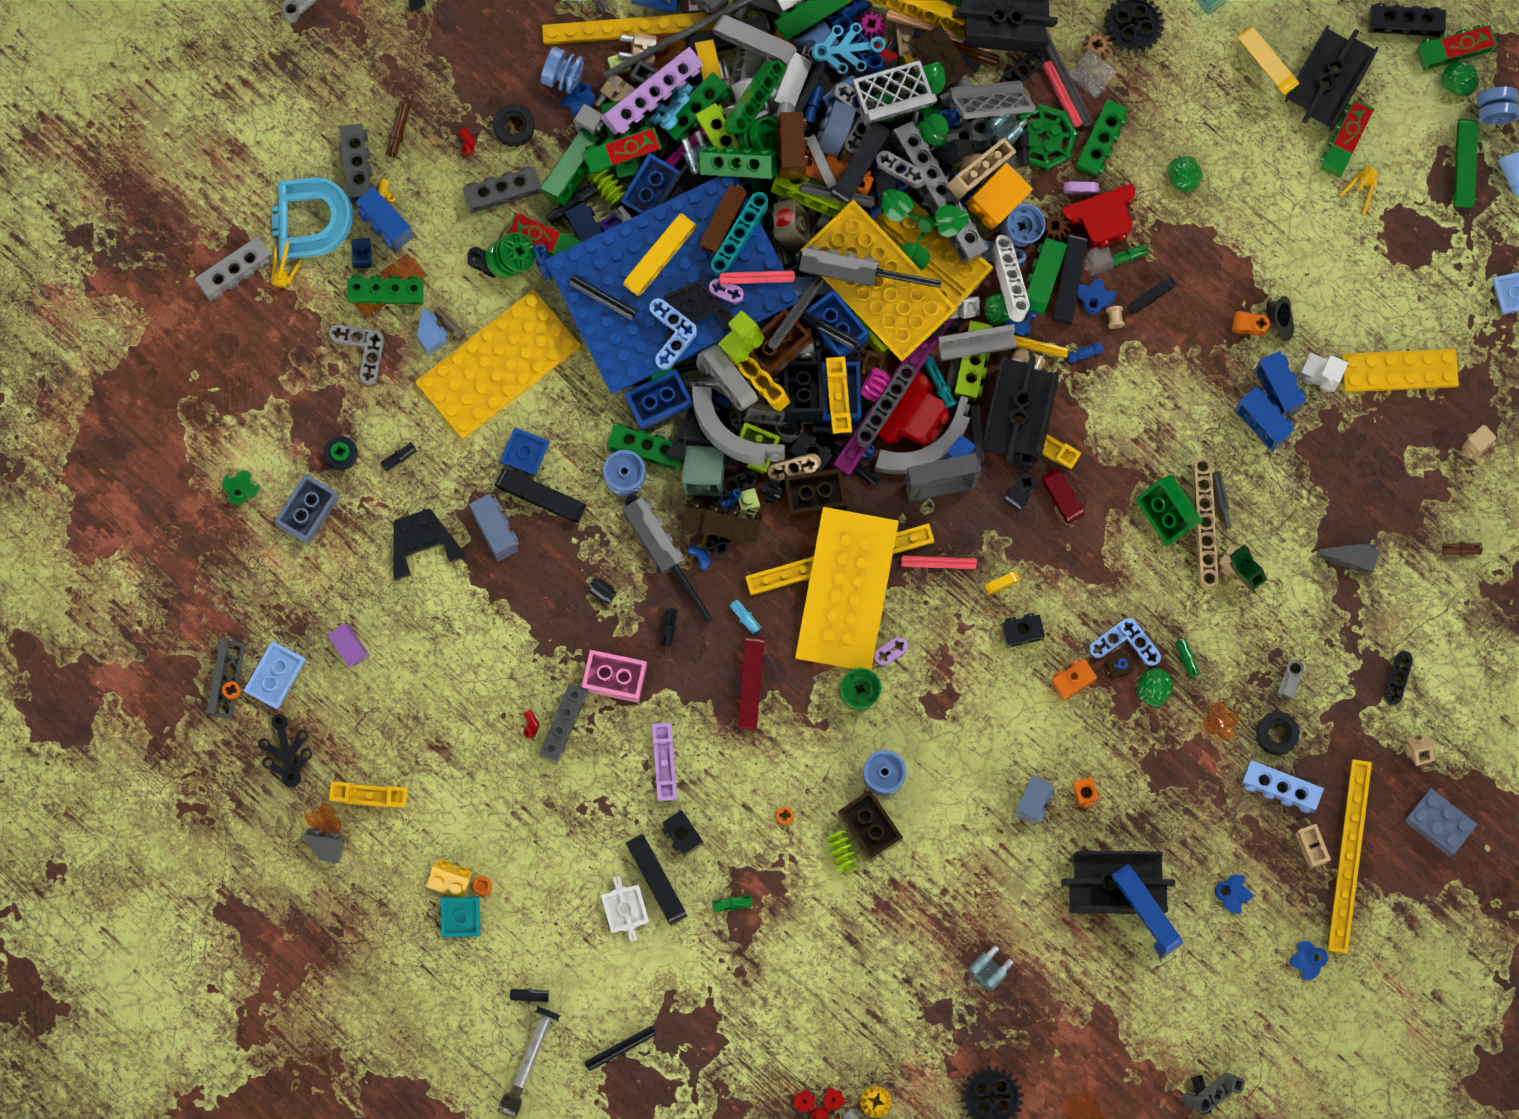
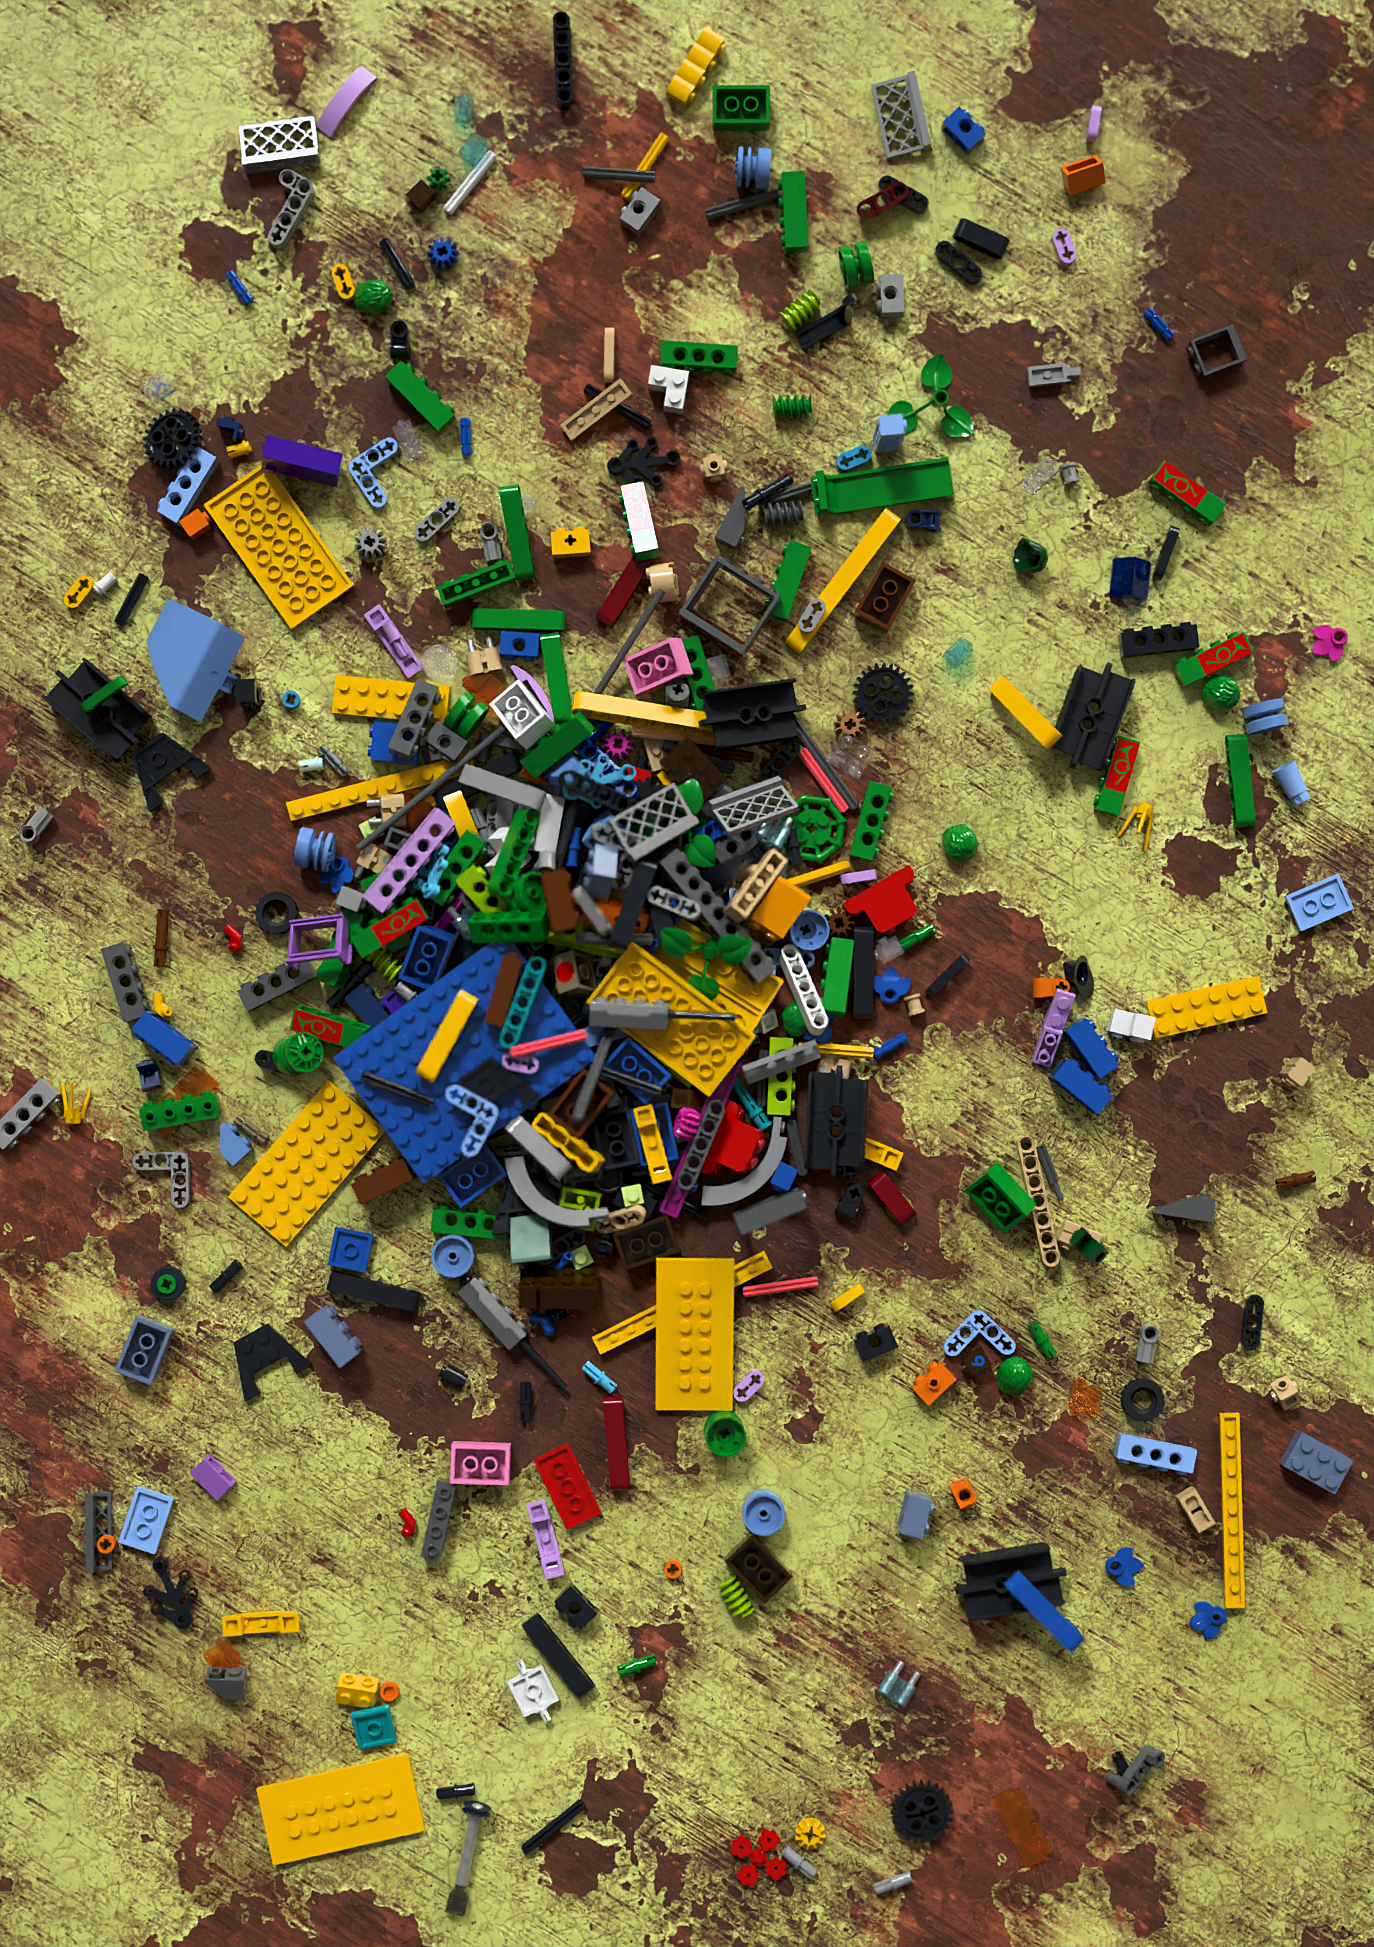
camera: 10 degrees left, 10 degrees up
(240, 484) = (75, 1332): green plate -> none
(324, 241) = (120, 1047): medium azure piece -> none
(411, 993) = (340, 1809): none -> yellow plate
(541, 256) = (329, 1050): blue pin -> none
(552, 137) = (342, 950): none -> medium lavender piece
(570, 389) = (382, 1179): none -> reddish brown brick
(695, 716) = (567, 1485): none -> red plate
(742, 338) = (544, 1110): lime brick -> none
(810, 444) = (632, 1195): none -> yellowish green plate
(841, 57) = (594, 793): none -> black beam
(1049, 179) = (820, 874): none -> yellow axle
(1247, 361) = (1053, 1027): none -> lavender slope

